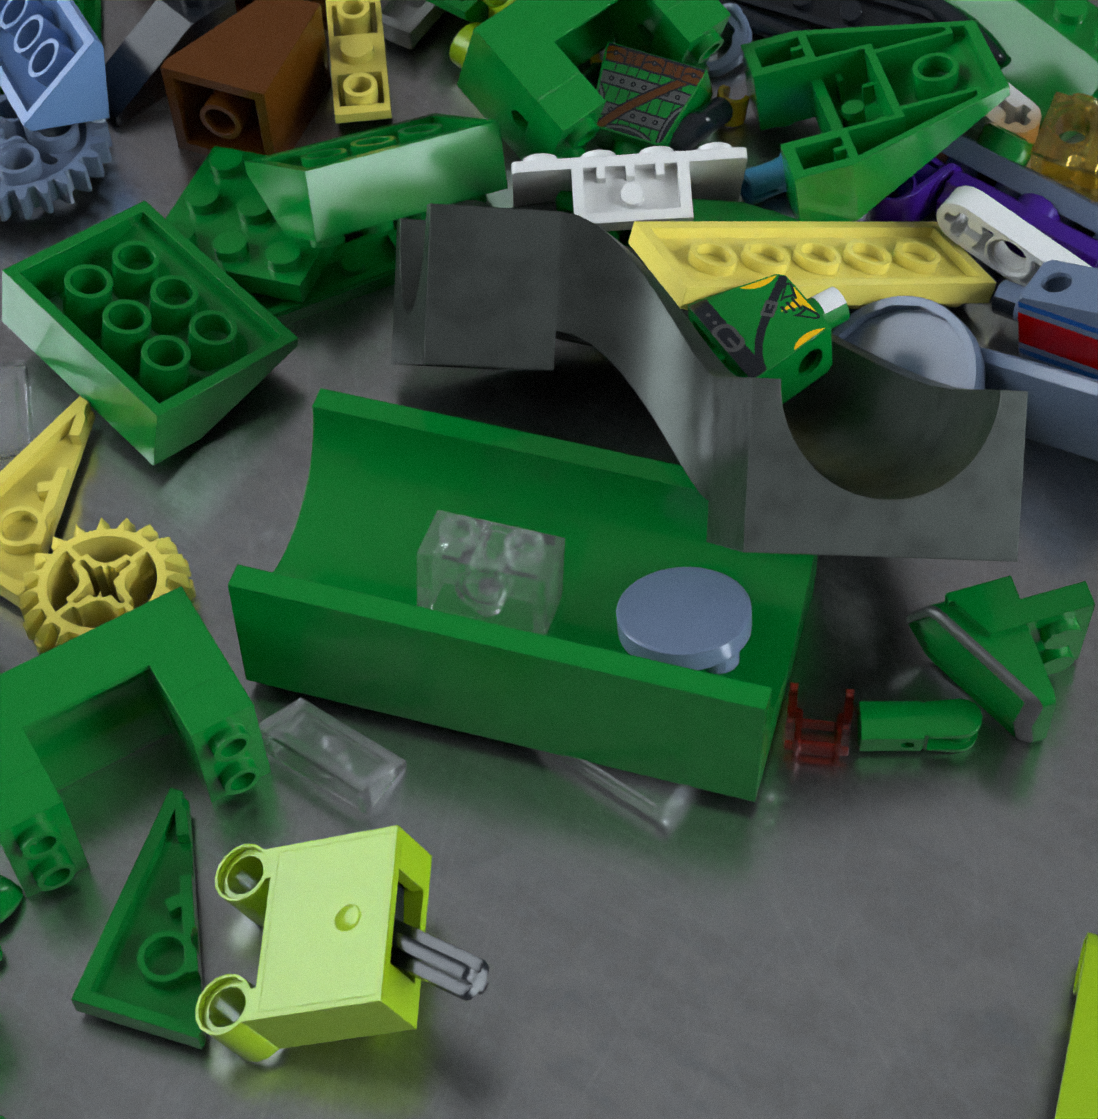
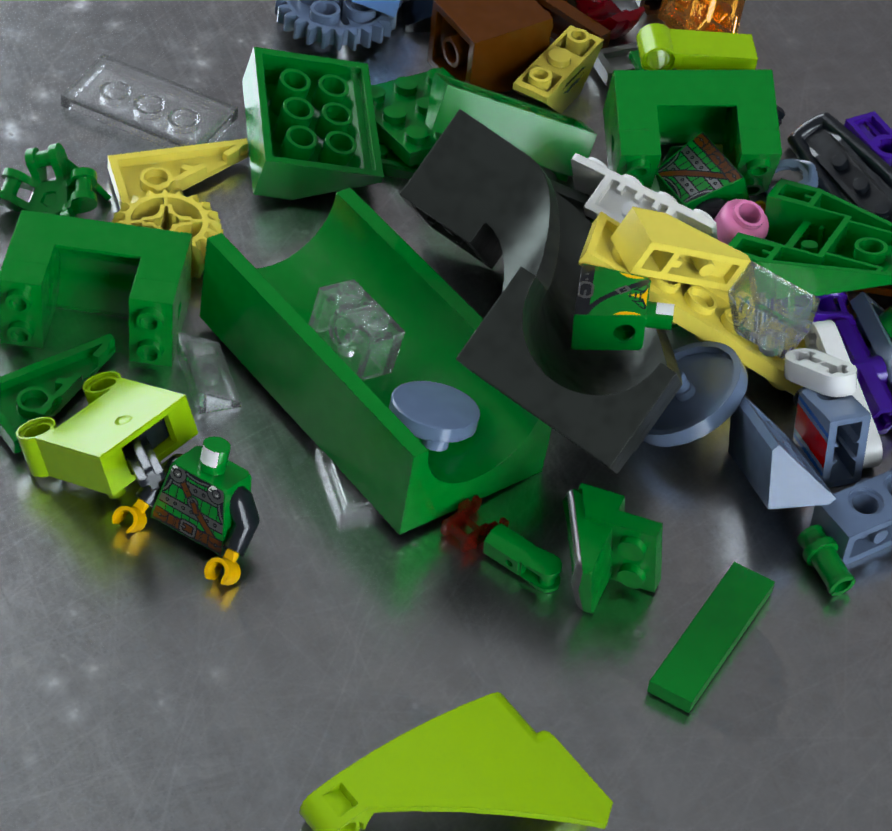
camera: 30 degrees right, 10 degrees down
(534, 941) = (204, 501): none -> torso
(744, 122) = (741, 217): none -> bright pink head
(755, 217) = (671, 250): none -> light yellow slope
(899, 219) = (771, 310): none -> clear torso
(1022, 259) = (820, 372): none -> white beam

